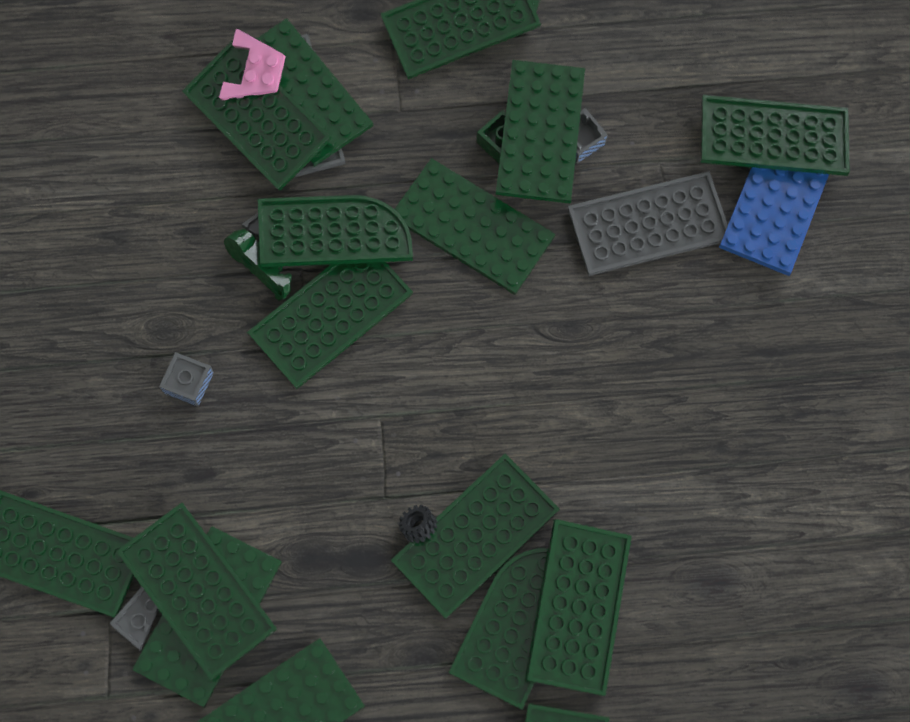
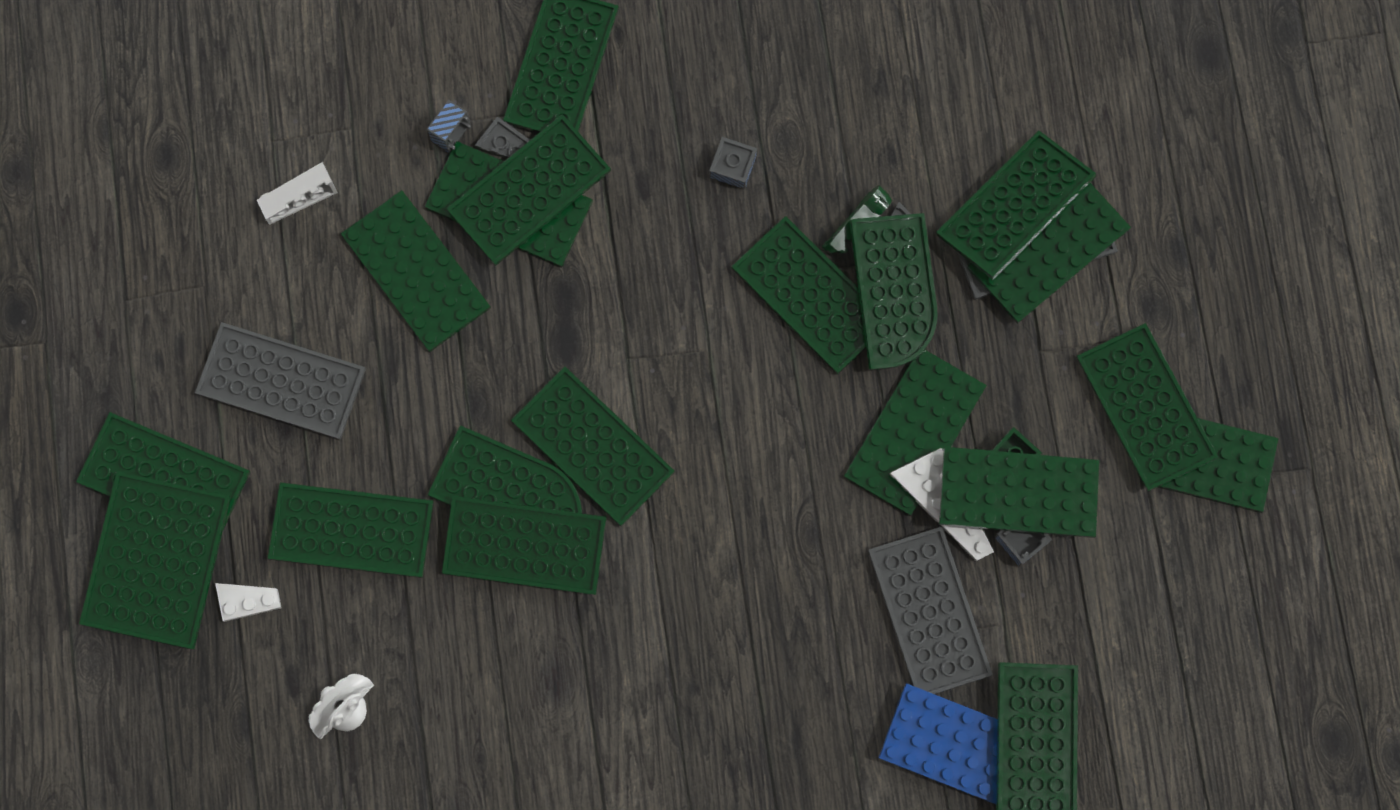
camera: 90 degrees right, 5 degrees up
(116, 675) = (449, 126): none -> dark grey container
(261, 70) = (1059, 203): bright pink wing -> none
(414, 516) = (596, 396): black tyre -> none
(526, 216) = (924, 482): none -> white wing

